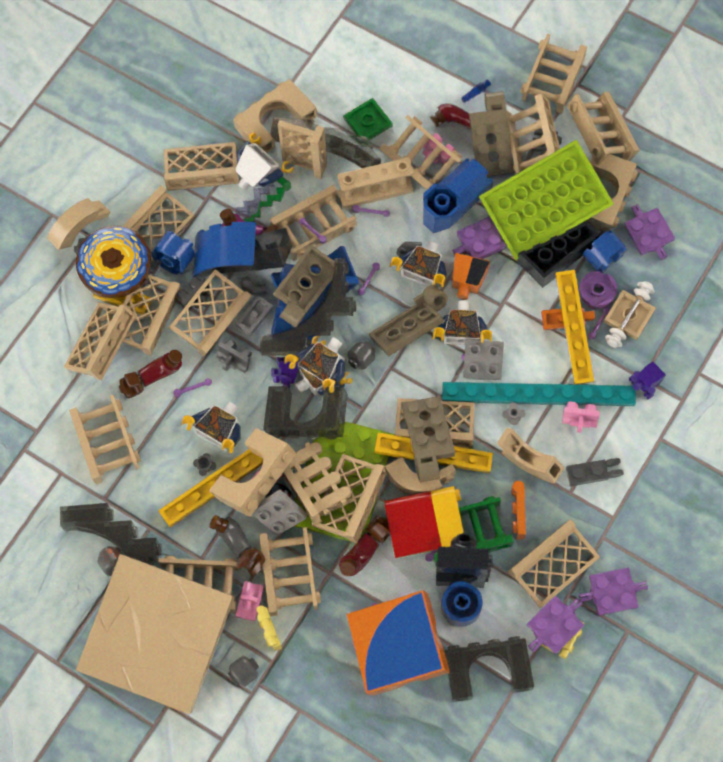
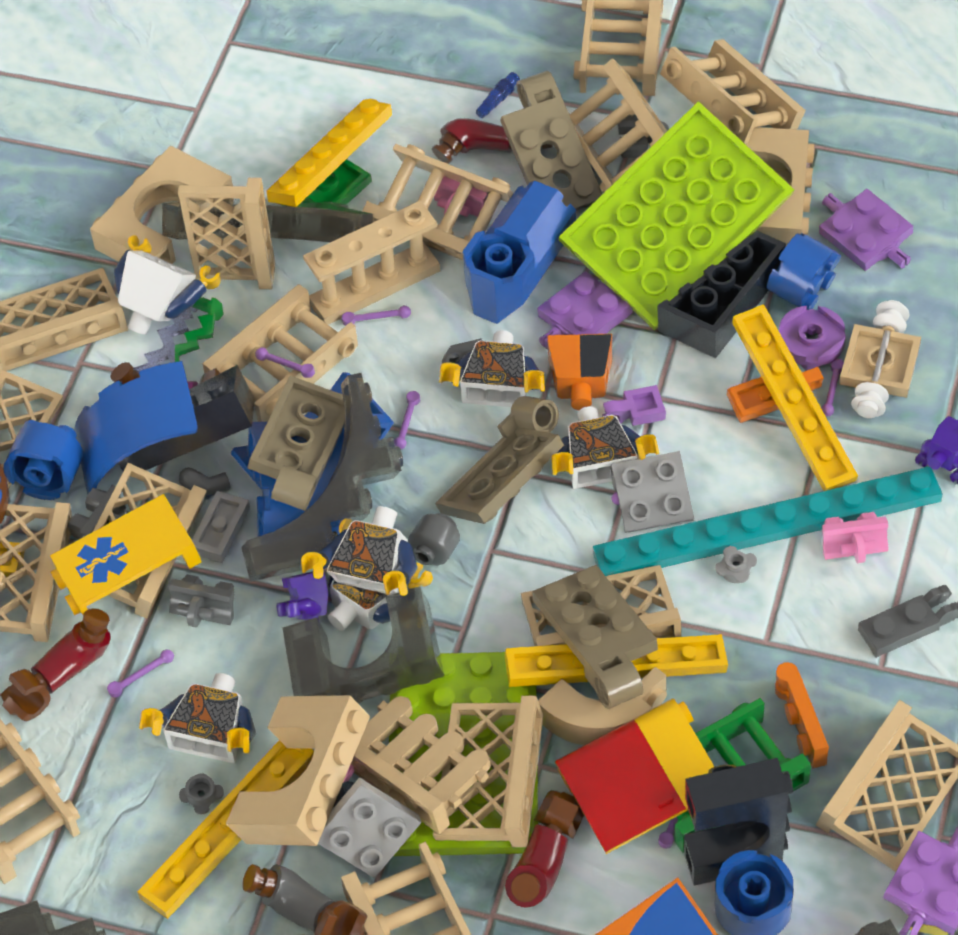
camera: 15 degrees left, 15 degrees down
(197, 323) = (121, 553): none -> yellow panel
(372, 107) = (329, 153): none -> yellow plate
(493, 306) = (638, 405): none -> medium lavender plate
(528, 459) = (789, 629): tan arch -> none

